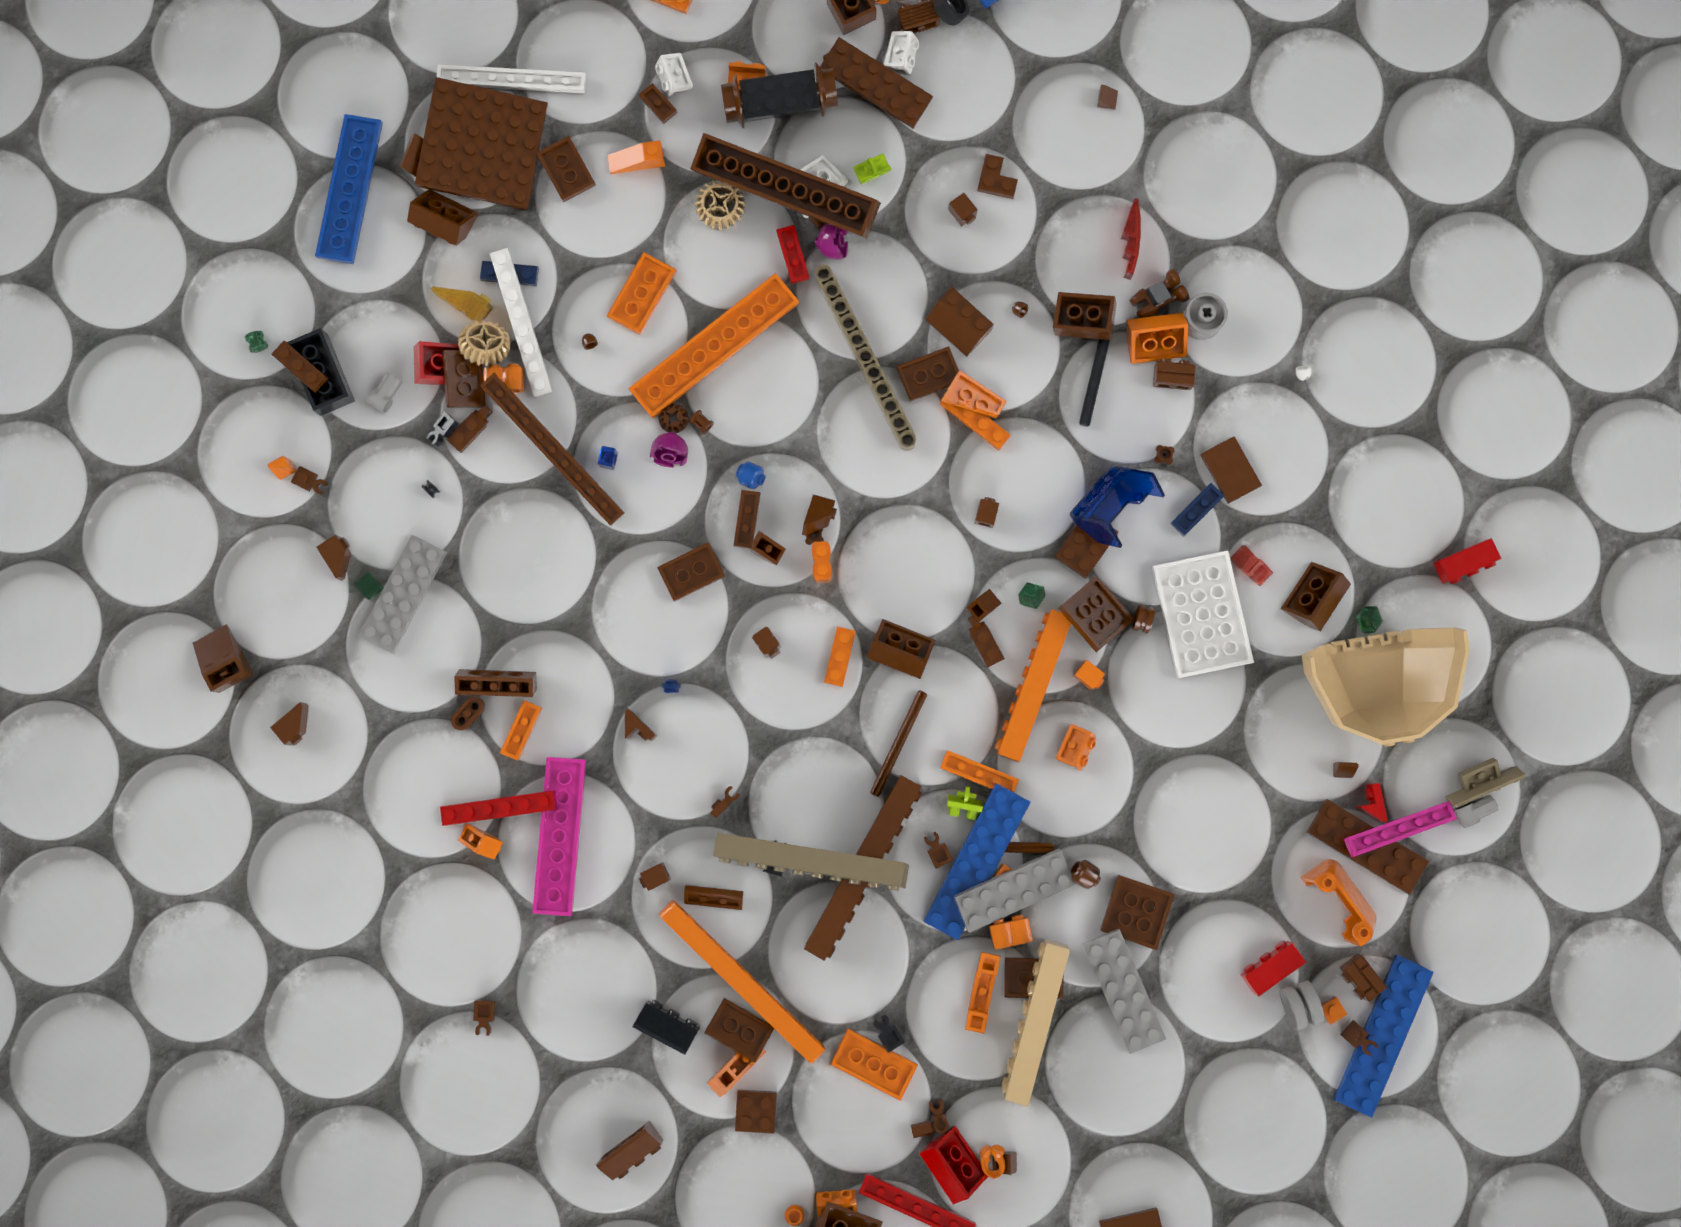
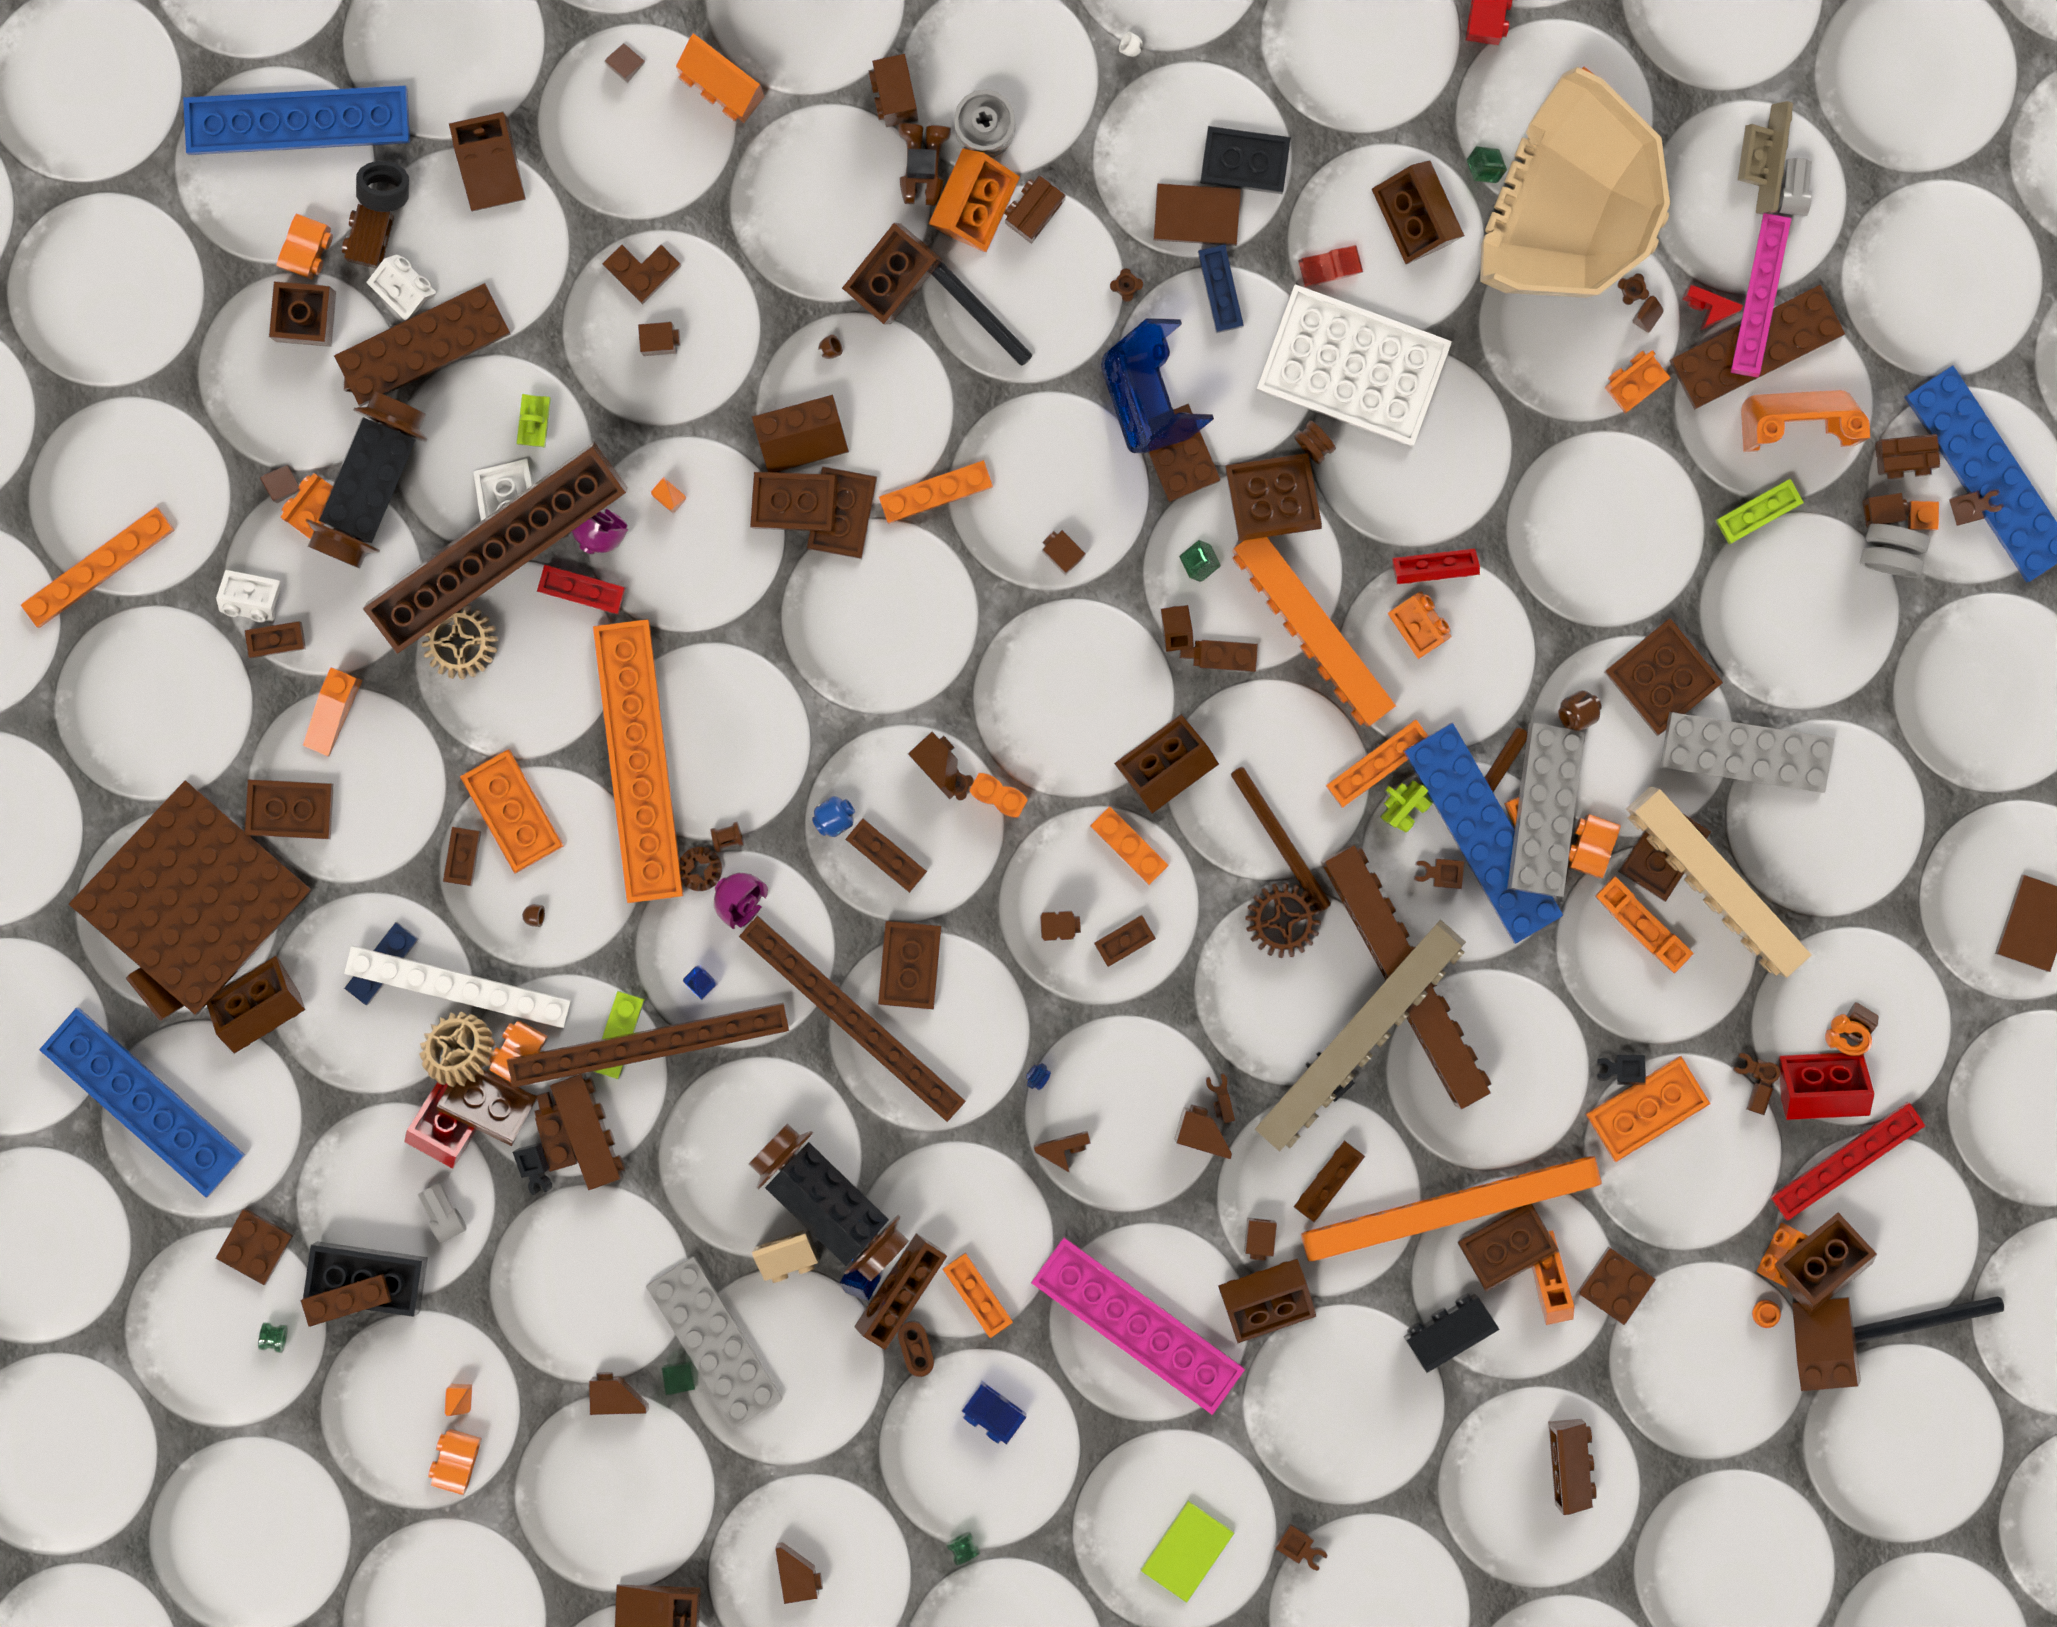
camera: 60 degrees left, 5 degrees up
(244, 488) = (455, 1461): none -> orange brick
(303, 300) = (254, 1246): none -> reddish brown plate
(307, 479) = (492, 1377): reddish brown plate -> none
(365, 813) = (963, 1548): none -> clear green wheel
(430, 489) = (601, 1228): black bush -> none
(442, 949) = (1187, 1551): none -> lime tile
(456, 782) = (993, 1413): none -> clear blue brick
(466, 302) = (388, 1040): clear yellow slope -> none
(477, 603) = (786, 1255): none -> tan slope
(480, 841) = (1084, 1427): orange slope -> none
(482, 446) = (587, 1131): none -> reddish brown brick
(489, 656) = (858, 1286): none -> clear blue slope
(498, 808) = (1057, 1380): red plate -> none
(515, 78) = (125, 806): white plate -> none
(521, 607) = (828, 1204): none -> black brick
(558, 427) = (621, 1021): none -> lime plate
(598, 280) = (462, 856): none -> reddish brown plate
(620, 904) = (1267, 1300): none -> reddish brown slope
(639, 558) = (852, 1018): none -> reddish brown plate
(695, 802) = (1200, 1132): none -> reddish brown slope
(747, 53) = (280, 484): none -> reddish brown slope
(767, 548) = (942, 852): reddish brown slope -> none
(782, 688) = (1124, 940): none -> reddish brown plate
(861, 349) = (759, 574): dark tan beam -> none
(861, 783) = (1260, 926): none -> reddish brown gear
(877, 269) = (668, 495): none -> orange slope
(918, 341) = (793, 501): none -> reddish brown plate
(972, 395) = (906, 476): orange wing -> none
(1003, 54) = (487, 161): none -> reddish brown slope
(1089, 675) = (1343, 552): orange brick -> none
(1116, 735) = (1436, 566): none -> red plate
(1132, 153) = (719, 79): none -> orange slope
(1132, 235) = (821, 145): clear red slope -> none
(1190, 252) = (896, 95): none -> reddish brown brick
(1272, 908) = (1759, 511): none -> lime plate
(1272, 967) = (1829, 556): red brick -> none
(1280, 478) = (1245, 160): none -> black plate
(1300, 787) = (1637, 382): none -> orange bracket
(1322, 984) = (1885, 509): none -> reddish brown brick
(1359, 751) = (1636, 281): none -> reddish brown plate

